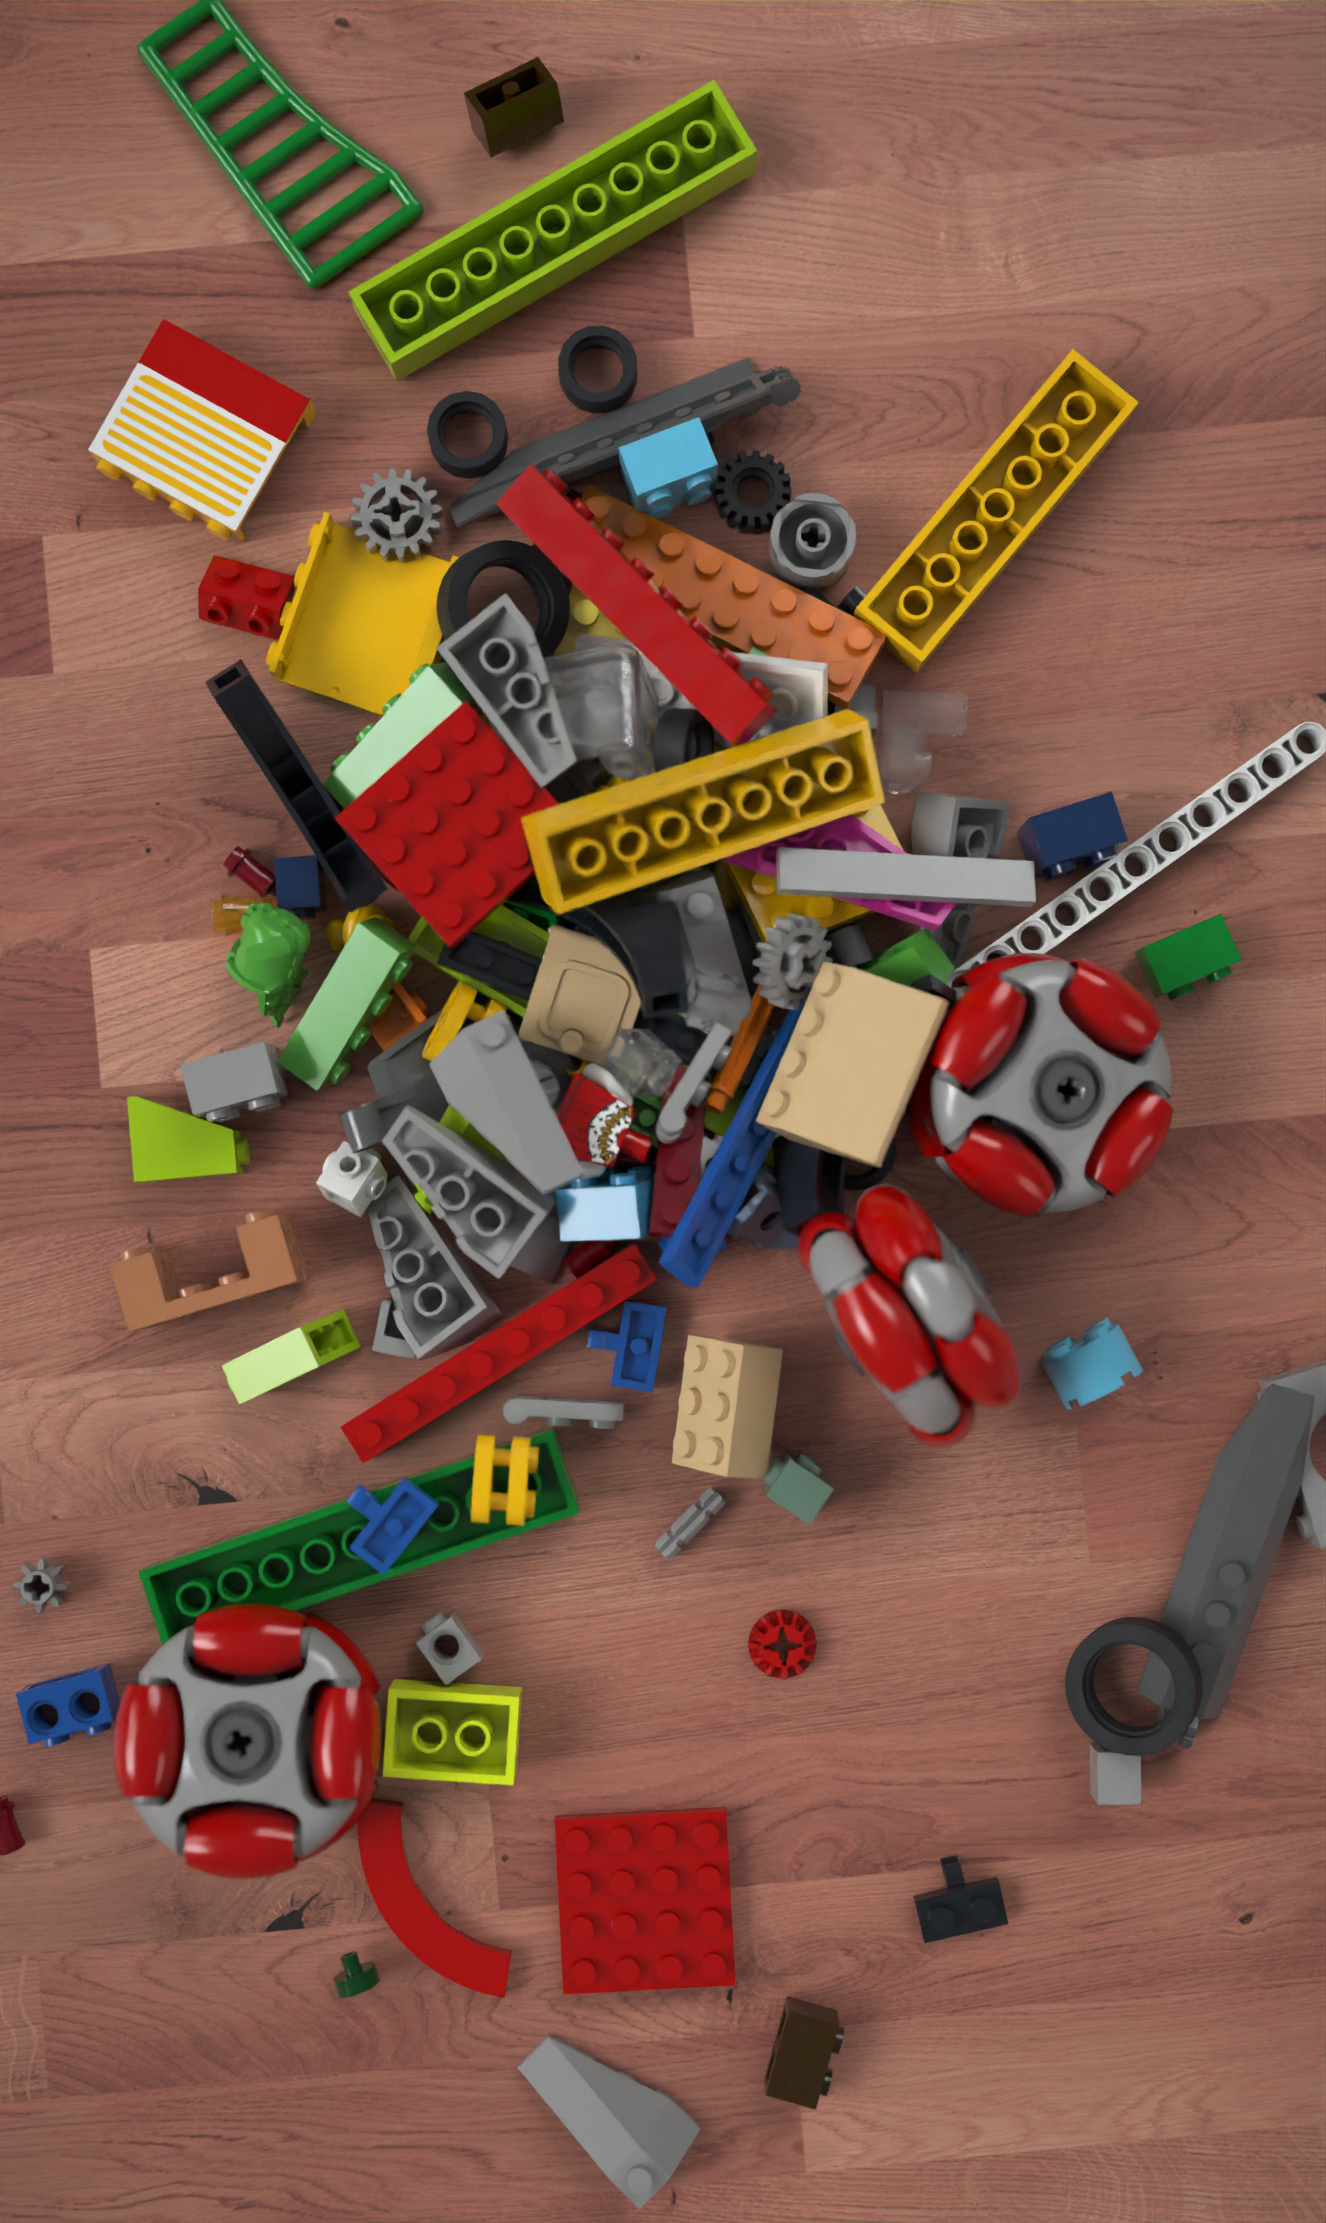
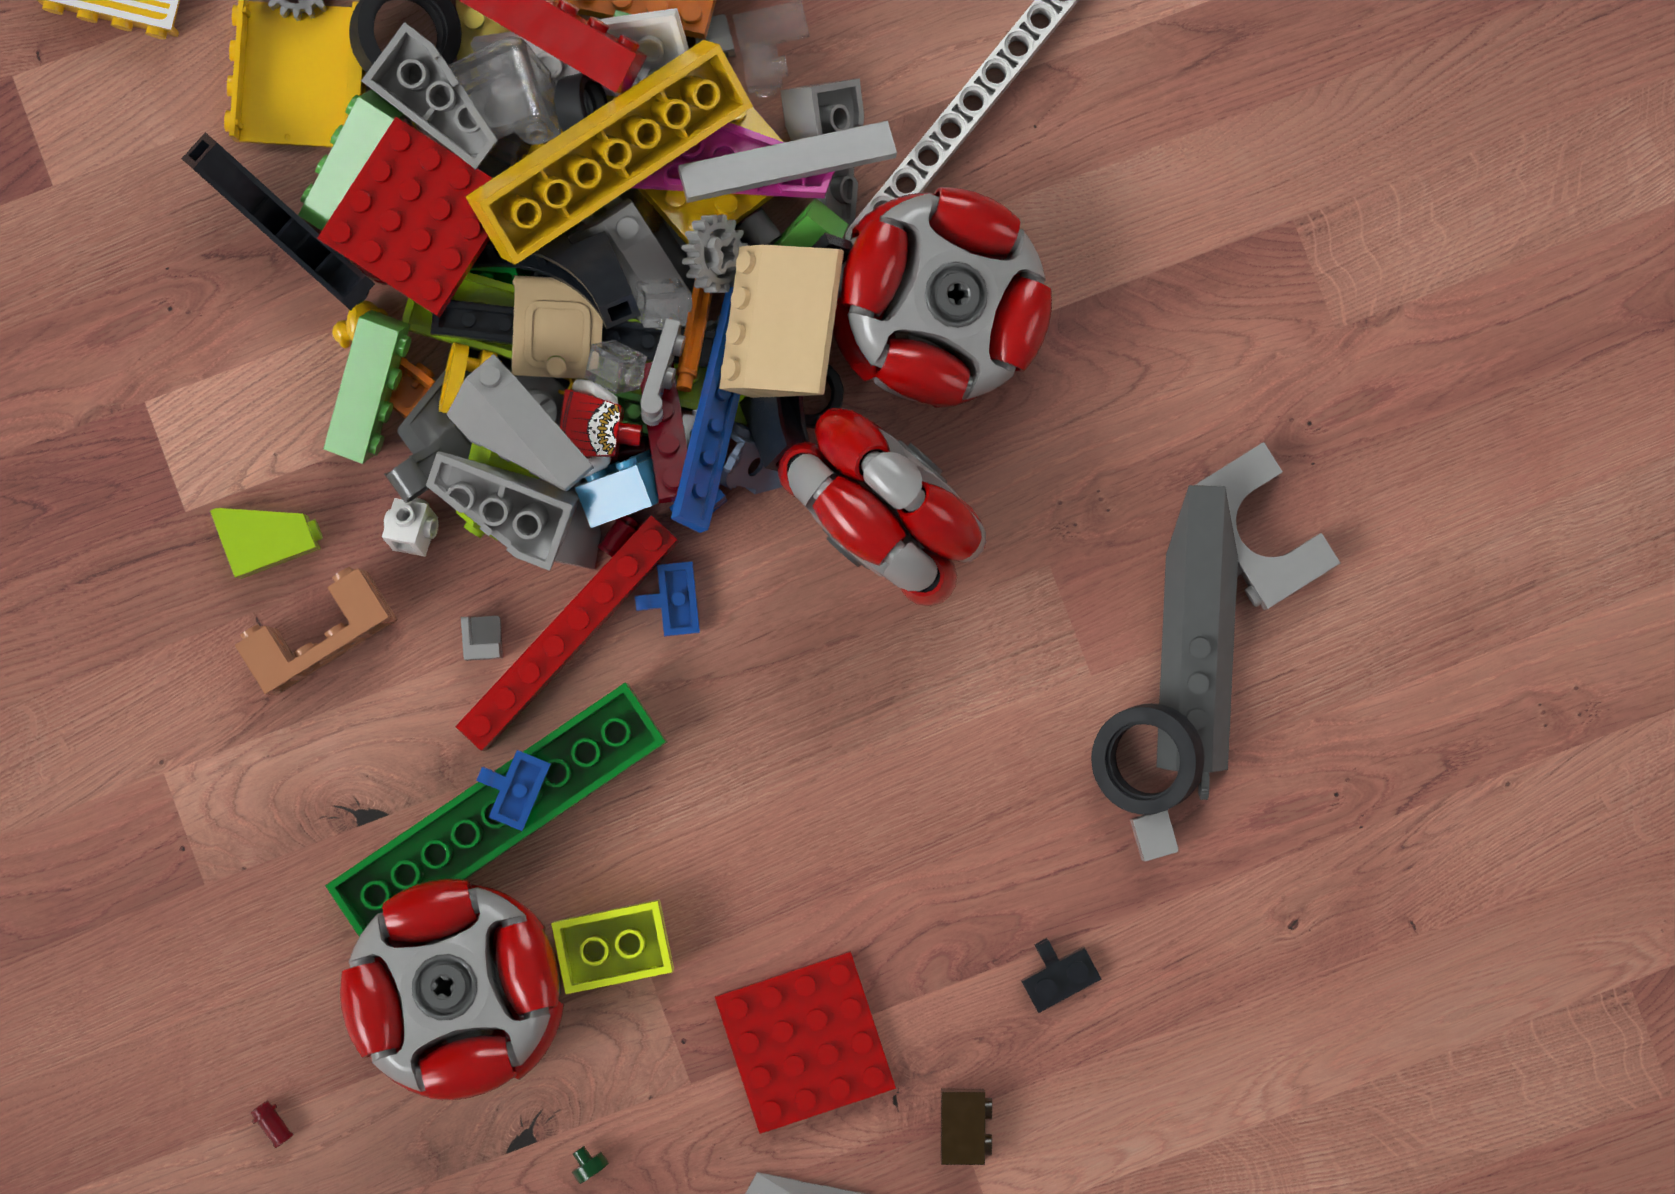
camera: 15 degrees left, 0 degrees up
(34, 1593) = (252, 913): light grey gear -> none
(67, 1697) = (295, 1006): blue brick -> none
(229, 911) = (259, 339): clear yellow cone -> none
(235, 1081) = (295, 474): light grey brick -> none
(244, 596) = (192, 81): red bracket -> none
(250, 871) = (258, 302): dark red pin -> none
(270, 957) = (294, 366): bright green helmet -> none
(290, 1356) = (399, 683): slope -> none
(300, 886) = (302, 303): dark blue brick -> none
(413, 1916) = (619, 1104): red tile -> none
(431, 1285) = (498, 597): light grey wedge -> none
(449, 1665) = (606, 886): light grey brick -> none
(519, 1500) = (613, 743): yellow brick -> none
(561, 1411) = (631, 668): light grey plate -> none
(690, 1523) = (759, 730): light grey axle -> none
(727, 1407) = (761, 625): tan brick -> none
(766, 1632) = (875, 814): red gear -> none
(797, 1485) = (833, 672): sand green brick -> none
(1072, 836) = (914, 93): dark blue brick -> none
(1090, 1364) = (1044, 512): medium azure brick -> none
(1189, 956) = (1036, 164): green brick -> none

